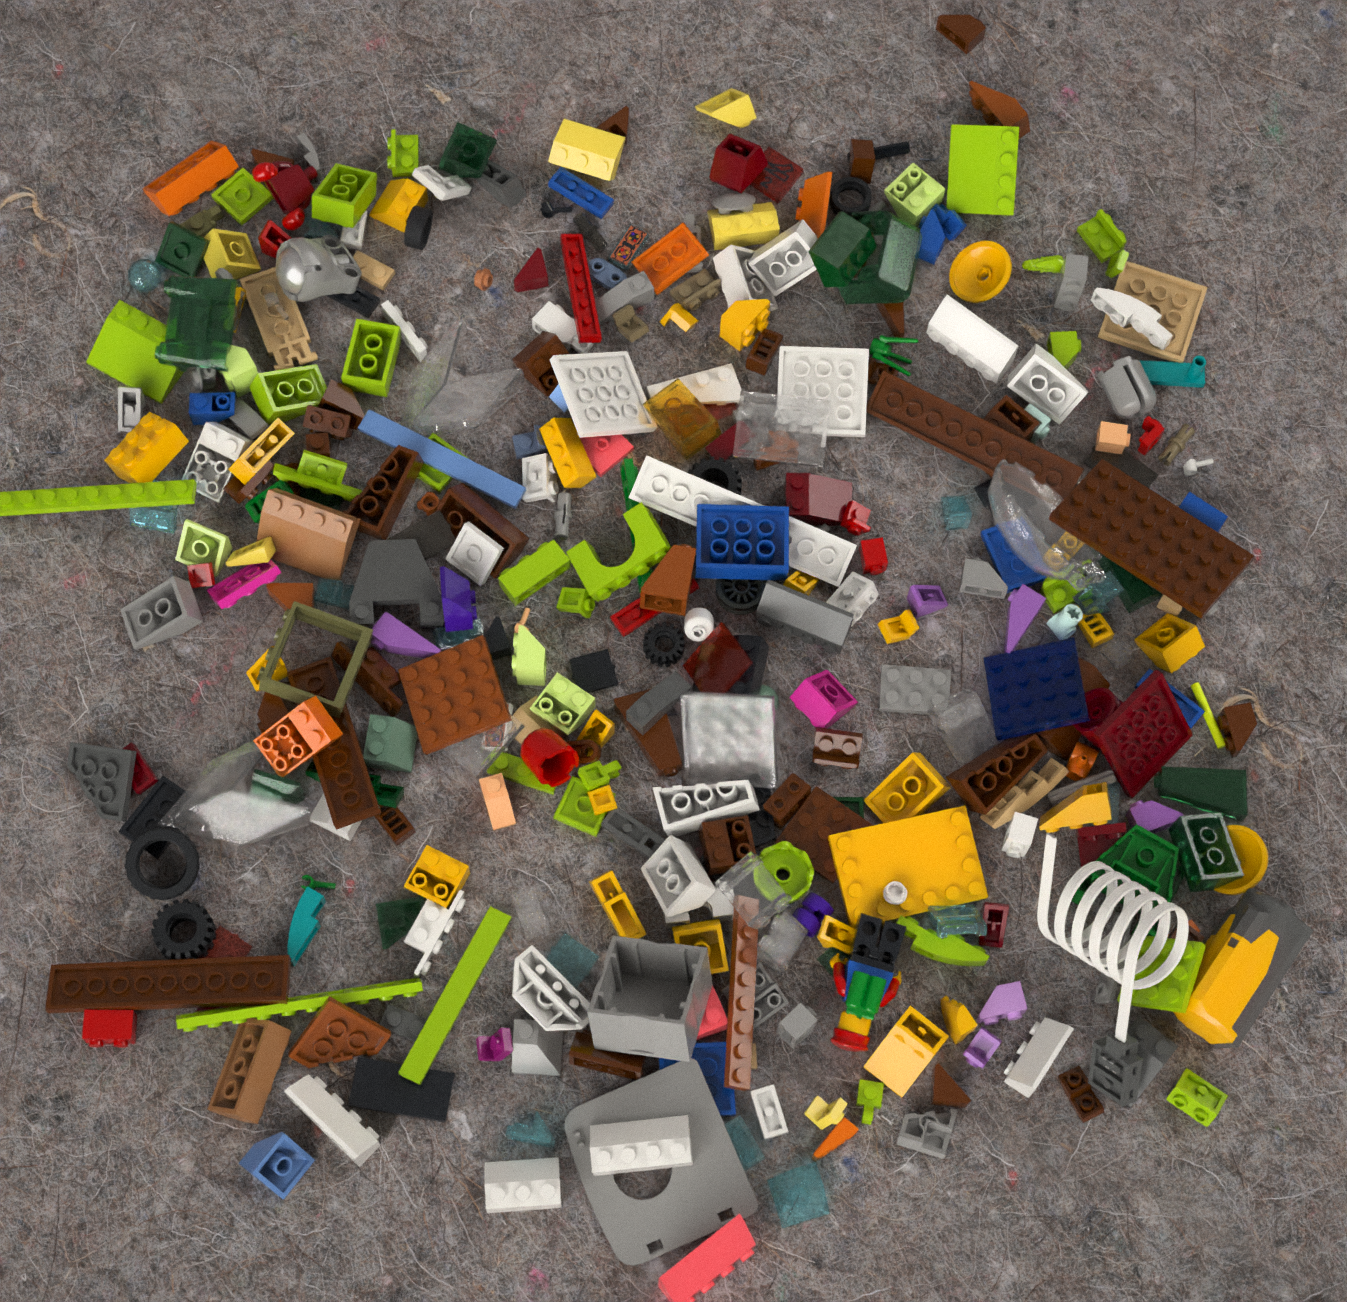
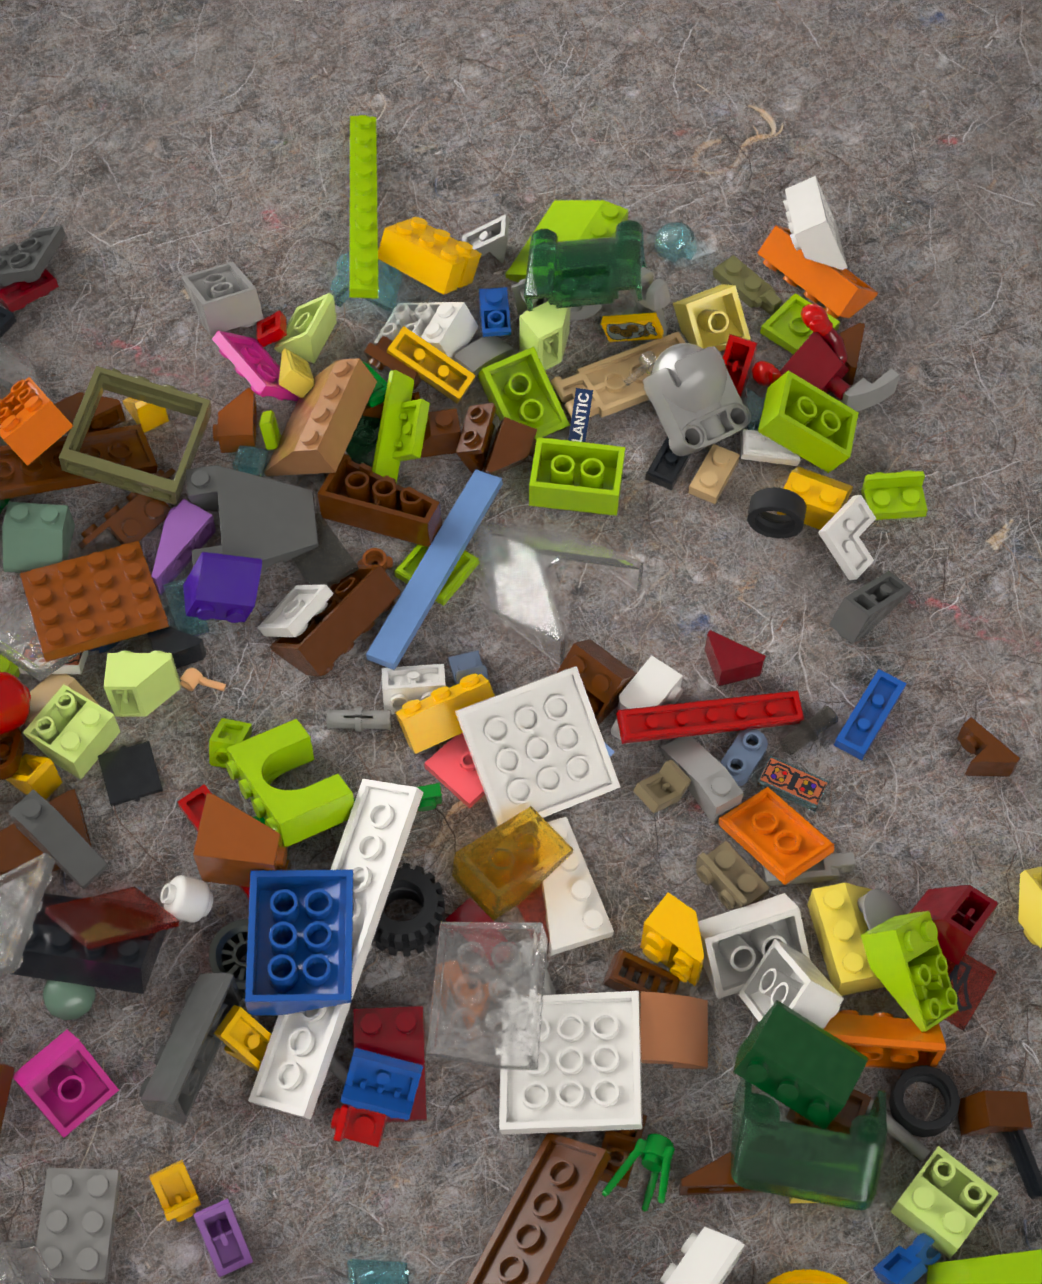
camera: 90 degrees right, 10 degrees down
(157, 166) = (813, 224): none -> white slope
(181, 250) = (708, 269): dark green plate -> none
(305, 573) = (270, 430): none -> lime tile
(319, 354) = (580, 415): none -> dark blue sticker
(394, 317) = (625, 513): white plate -> none
(467, 152) = (905, 560): clear green slope -> none
(483, 279) = (714, 600): nougat plate -> none
(534, 572) = (272, 685): lime brick -> none
(548, 210) = (835, 678): black hand -> none
(587, 150) = (933, 711): light yellow slope -> none
(663, 657) = (157, 840): black tyre -> none
(680, 317) = (680, 855): yellow tile -> none
(771, 185) = (912, 967): none -> lime slope
(800, 331) = (674, 1030): none -> nougat slope
(838, 498) = (381, 1084): none -> blue bracket
(854, 595) = (228, 1121): white bracket -> none
(873, 556) = (296, 1151): red brick -> none
(932, 238) = (870, 1232): blue slope -> none

